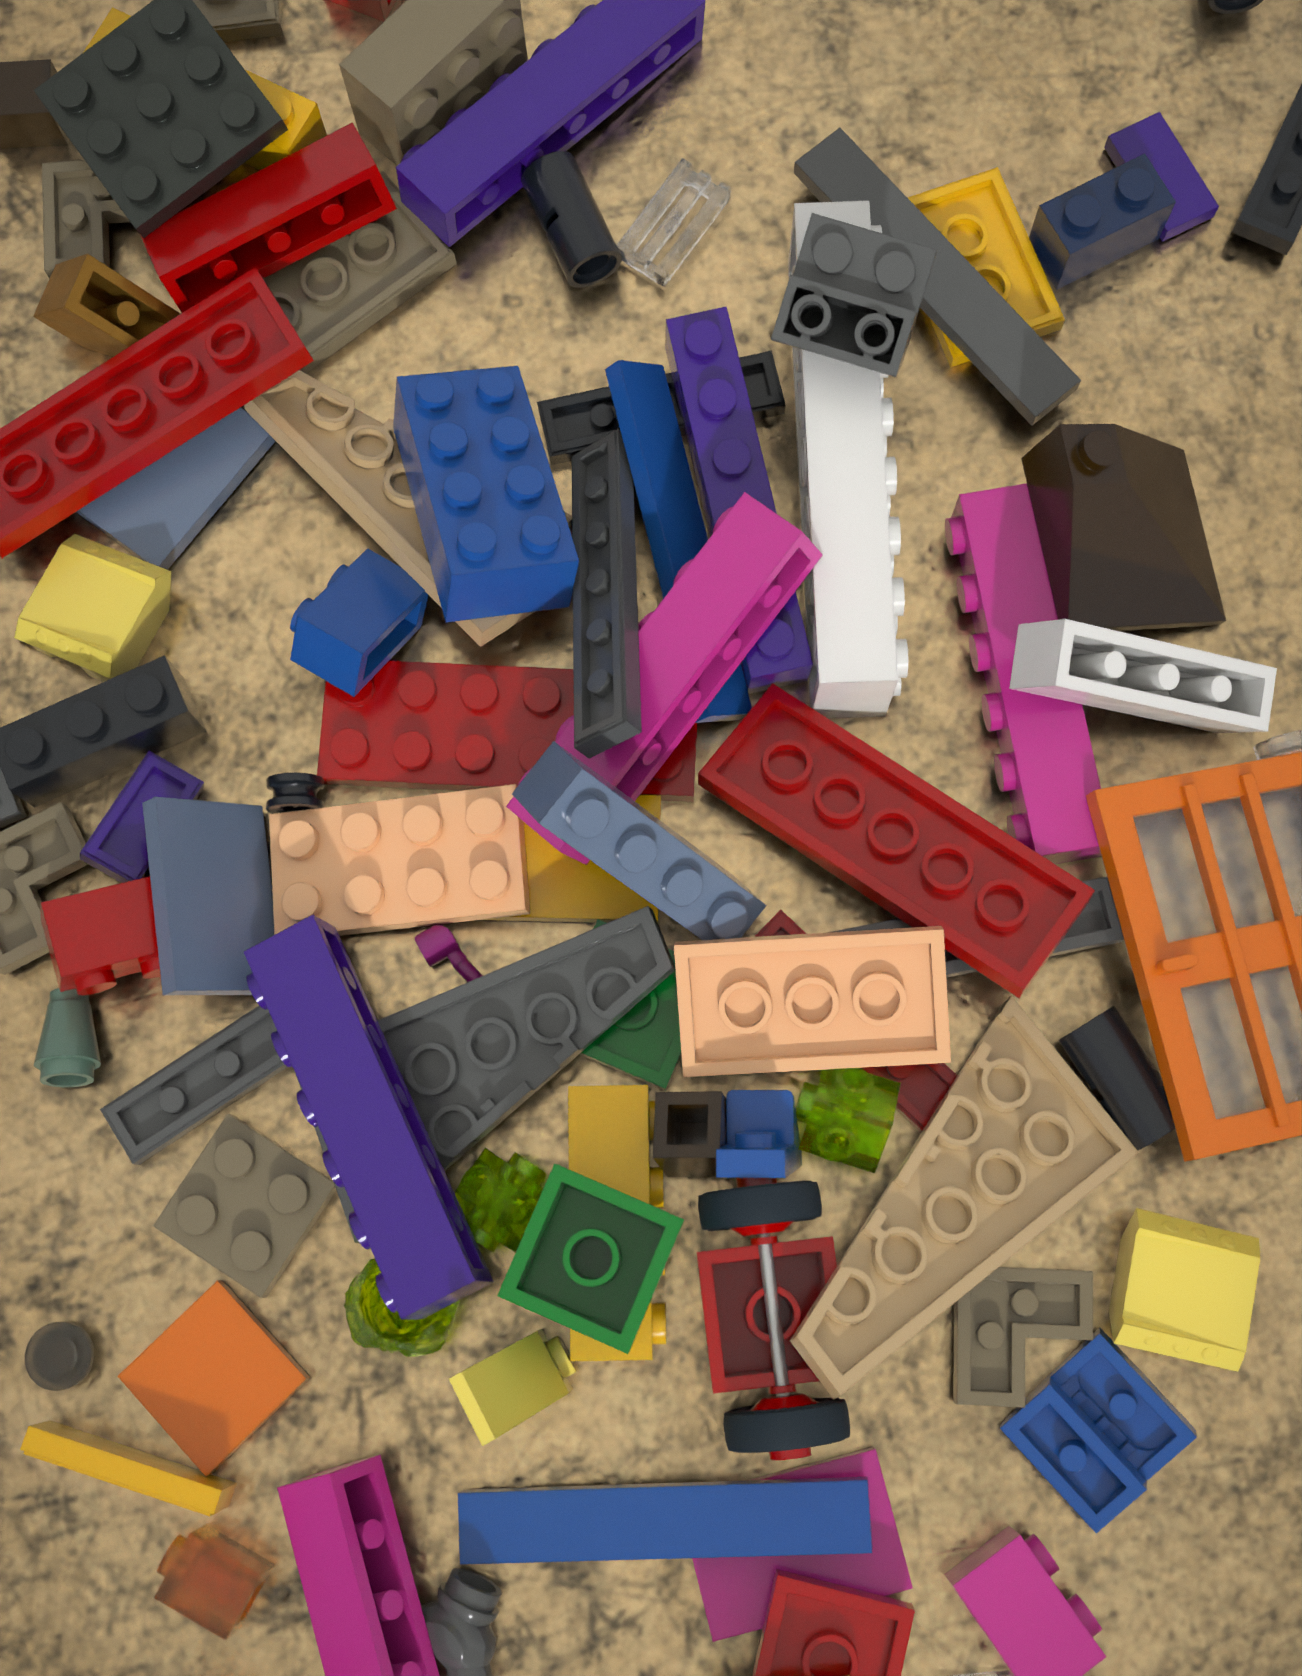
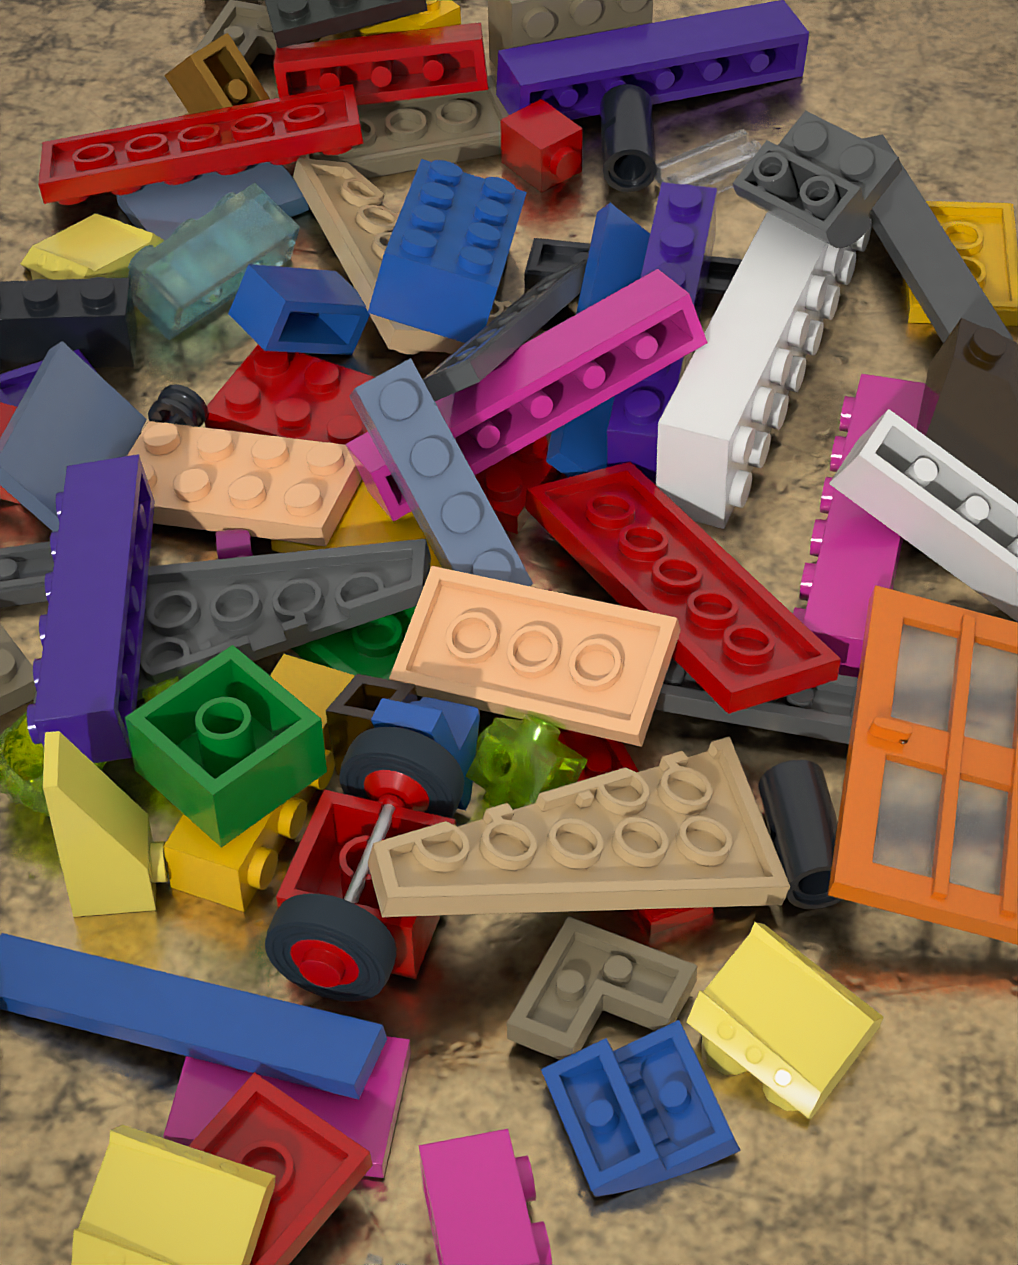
camera: 20 degrees right, 30 degrees down
(224, 574) = (208, 258): none -> clear light blue brick
(487, 266) = (541, 145): none -> red brick

